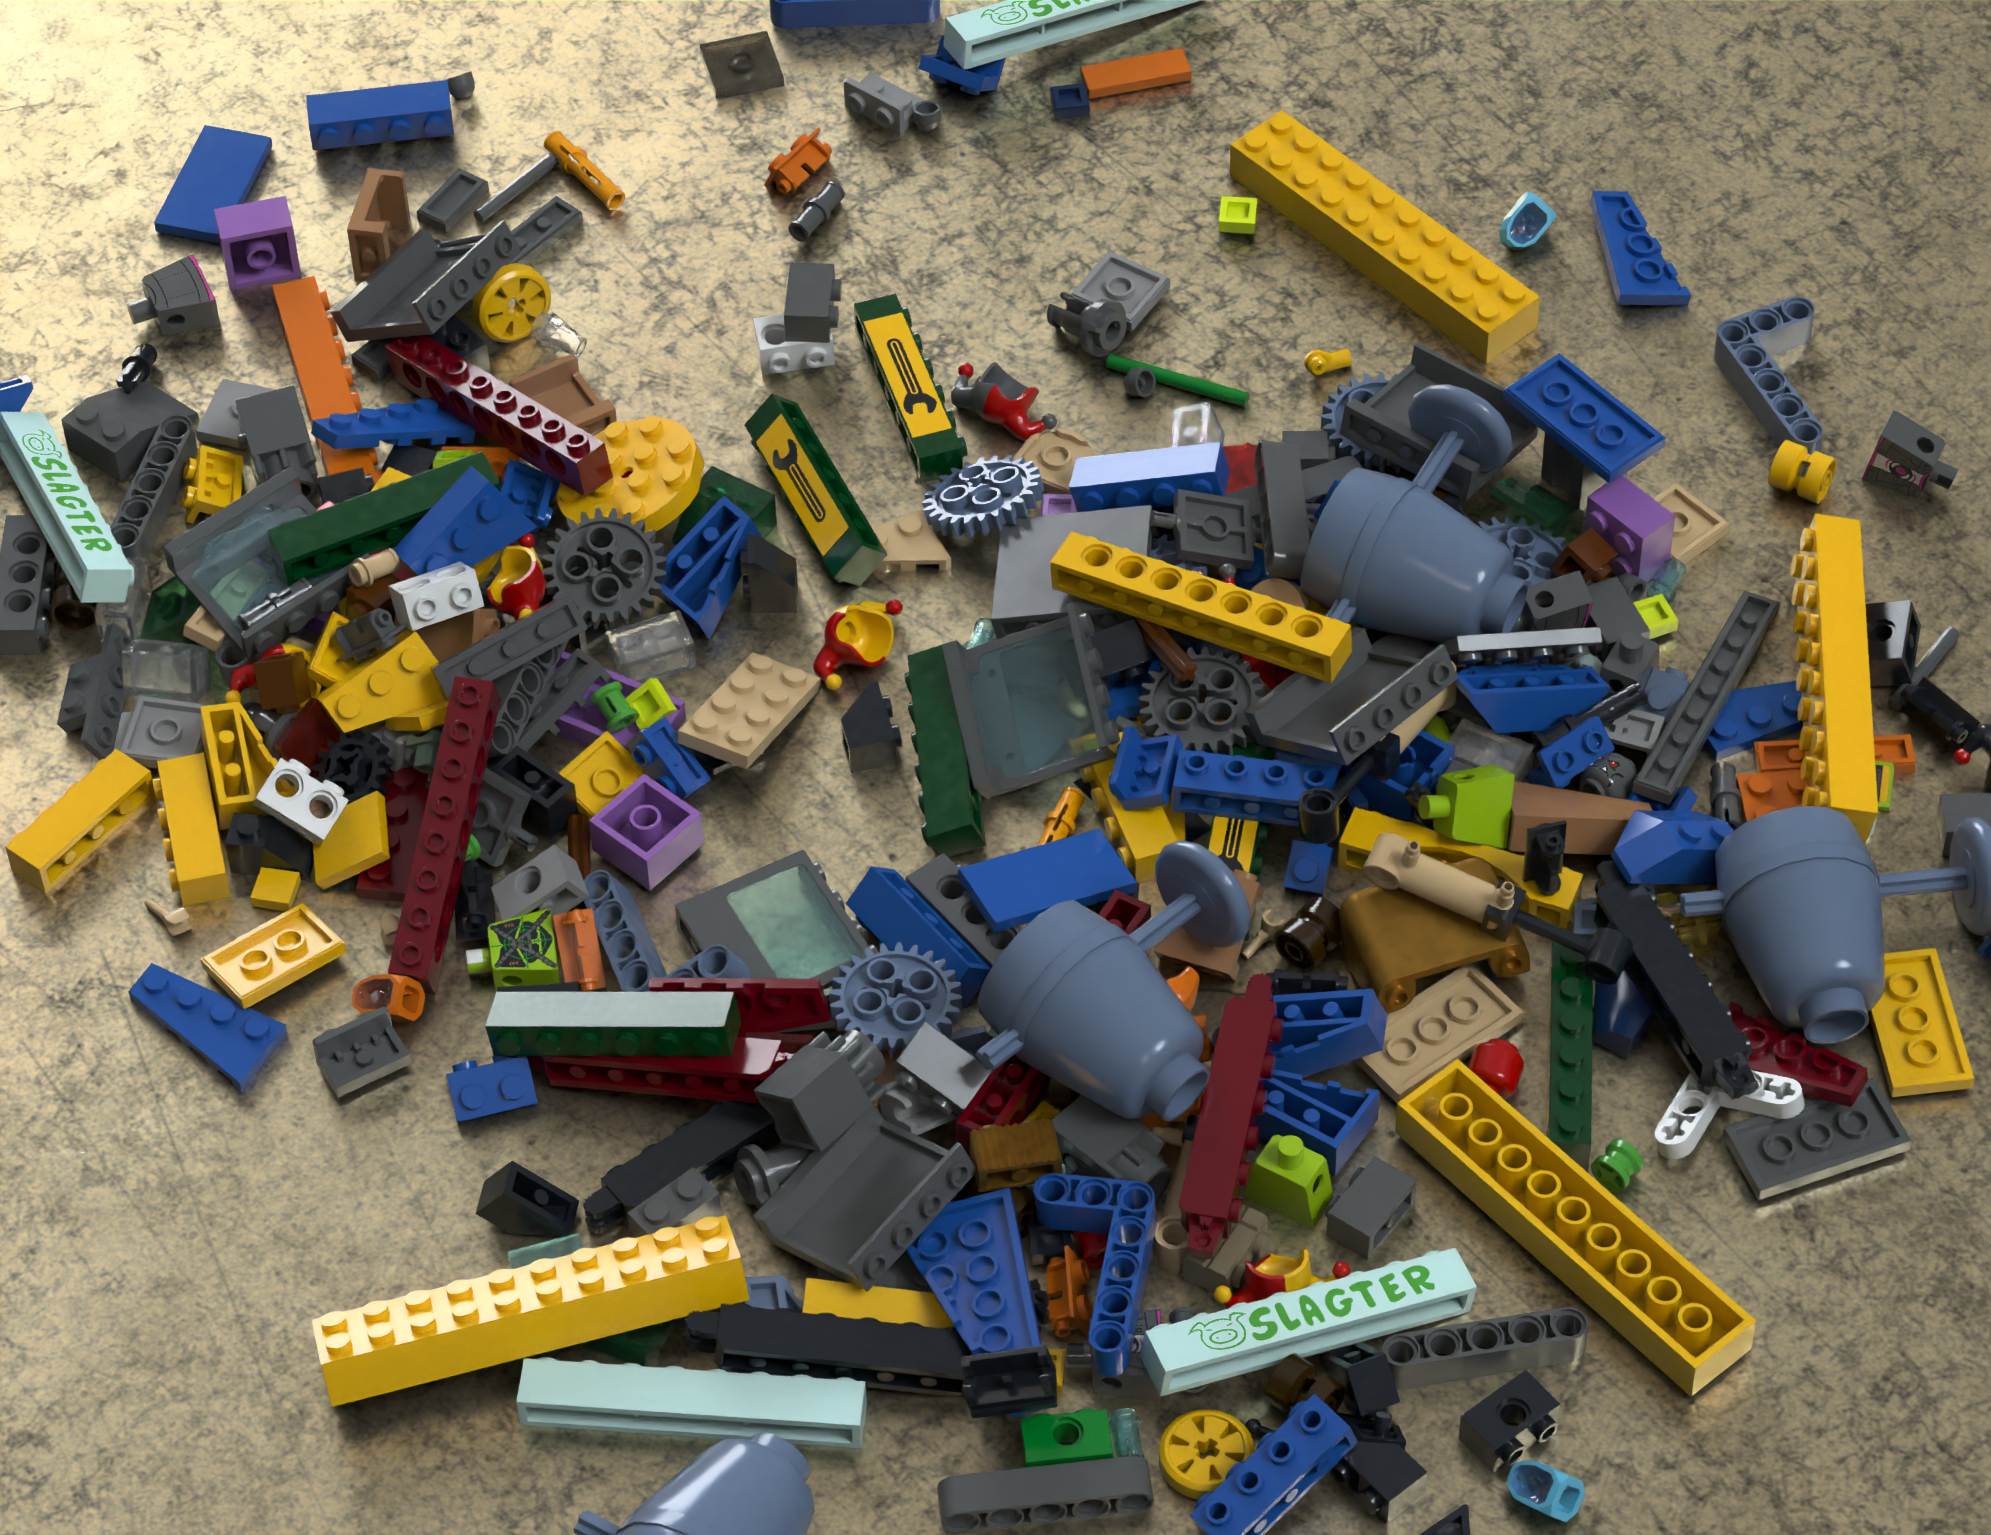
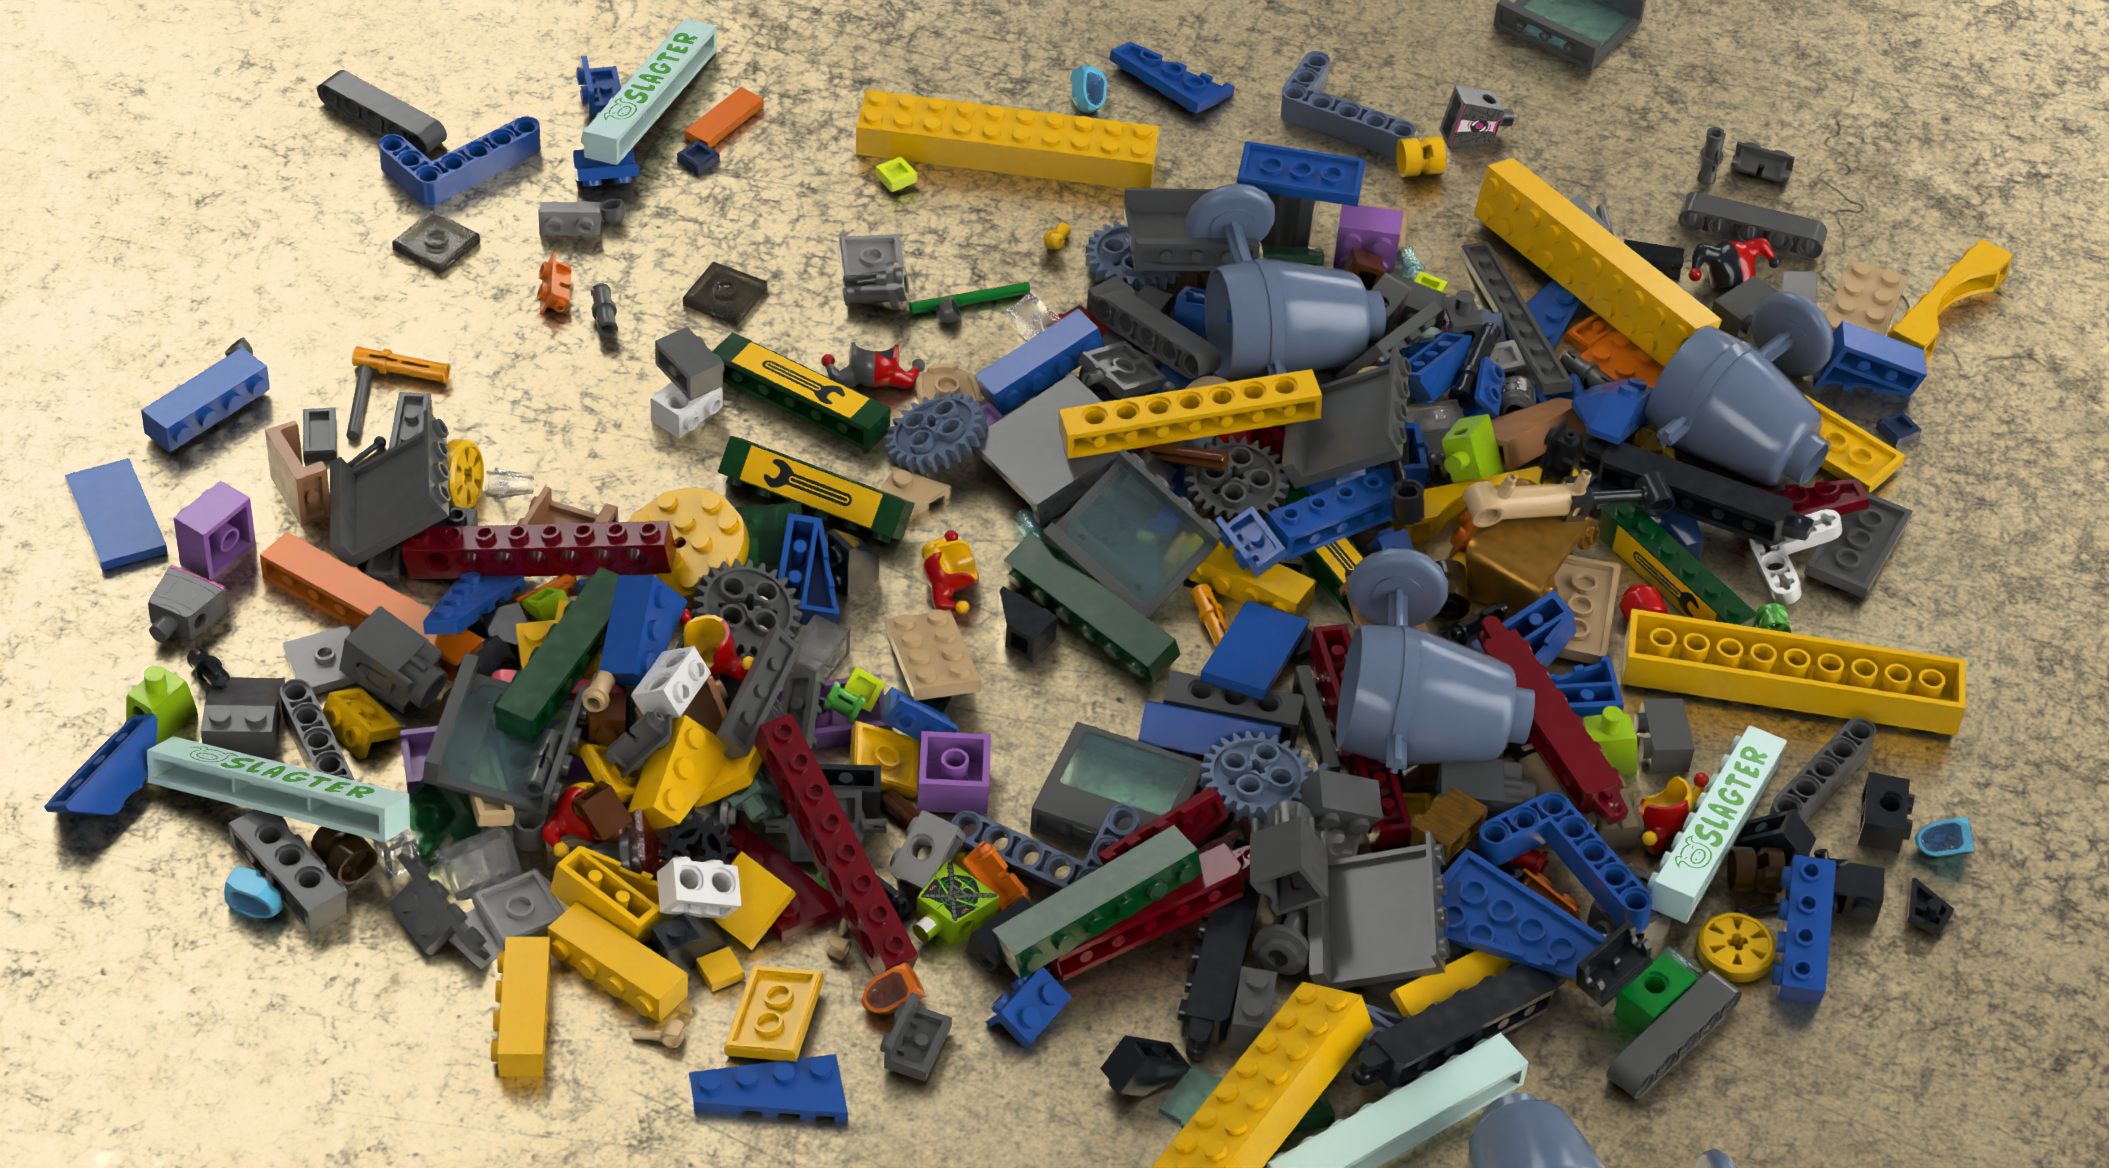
camera: 45 degrees left, 5 degrees down
(60, 376) = (164, 696): none -> lime torso
(950, 253) = (725, 293): none -> clear smoke tile

